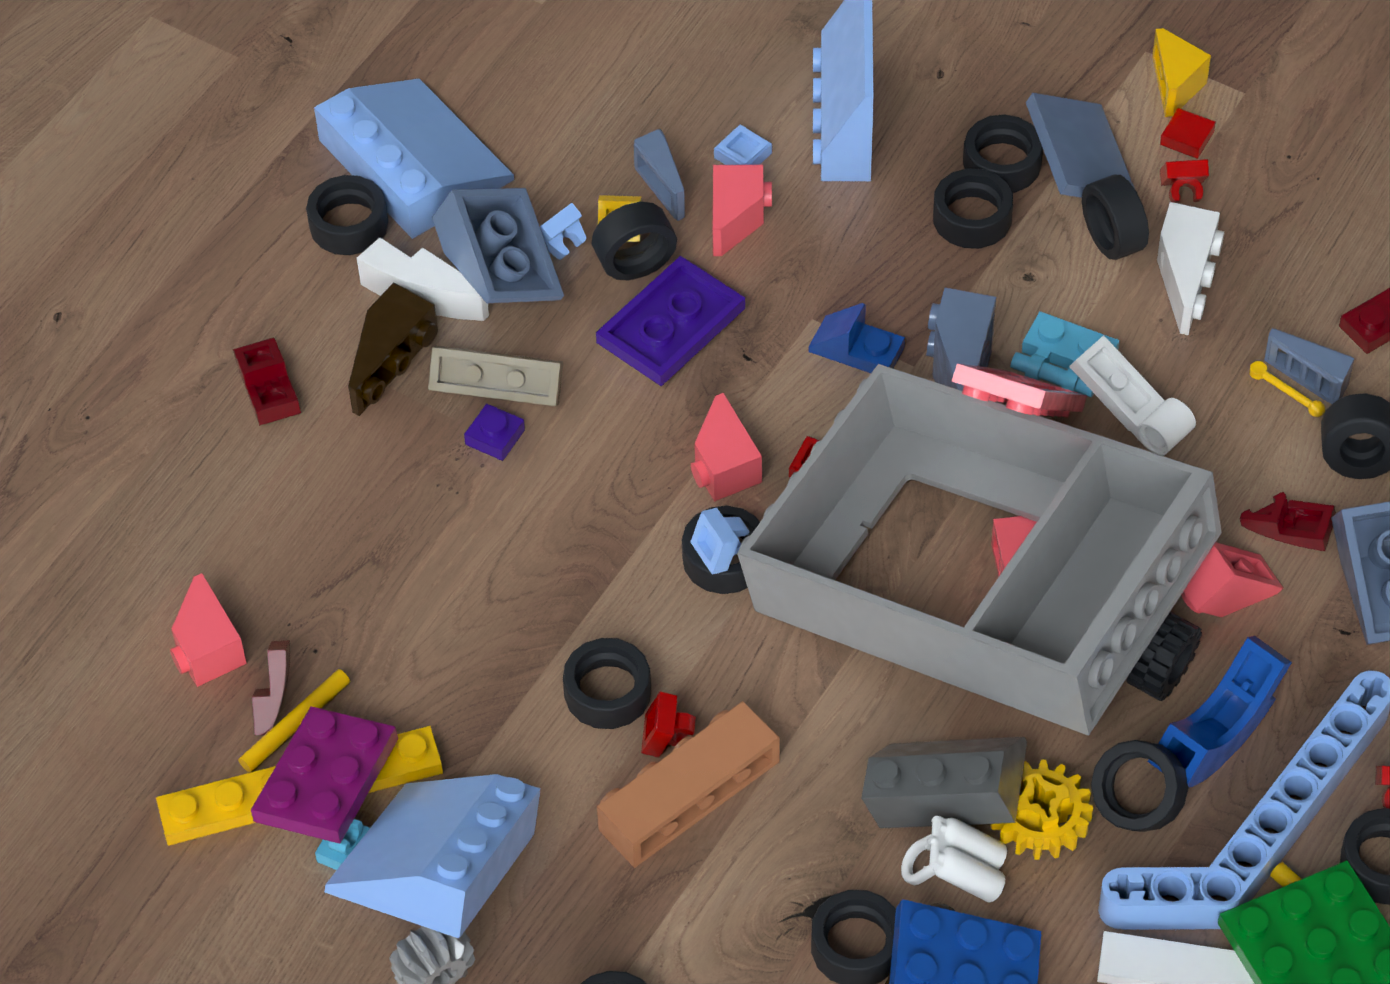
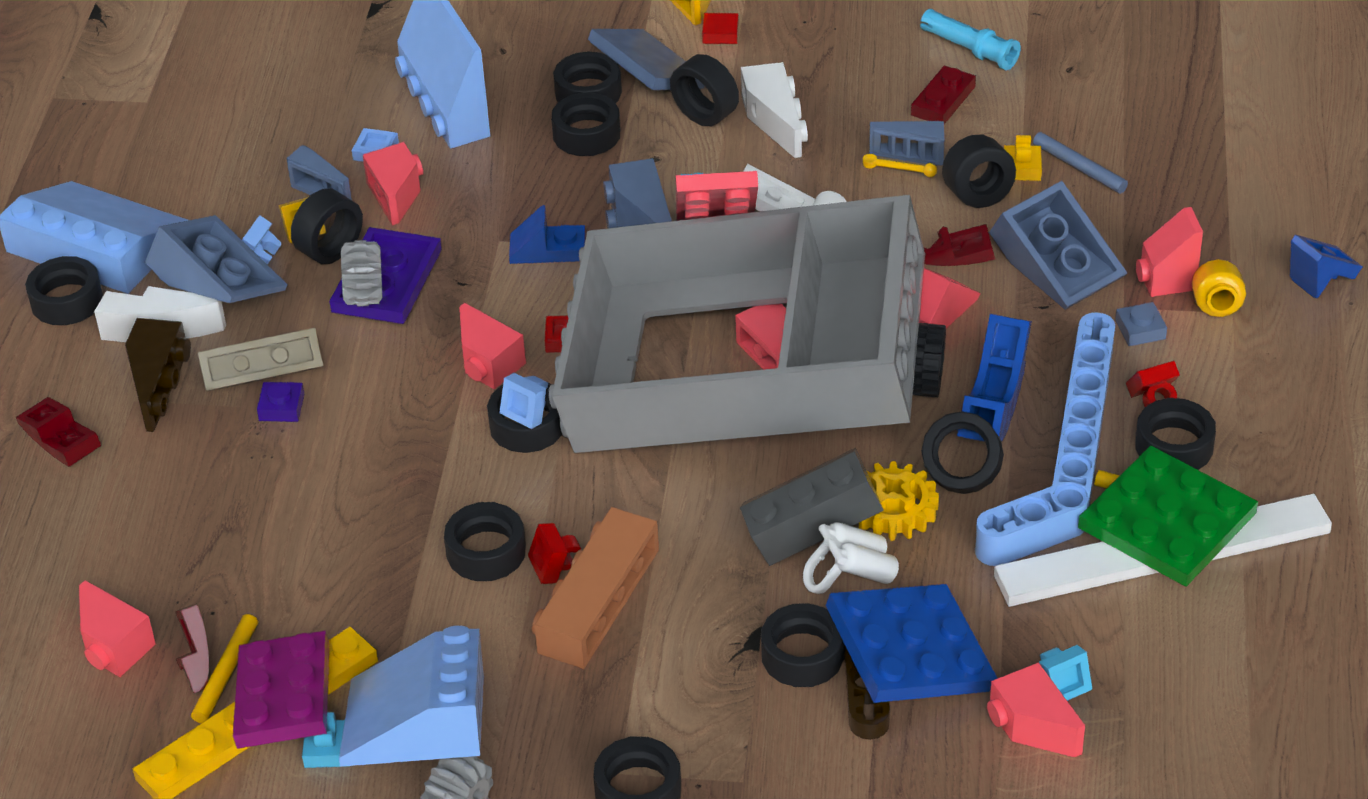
camera: 25 degrees left, 10 degrees down
(632, 319) = (361, 273): none -> light grey gear
(1184, 173) = (738, 50): red tile -> none

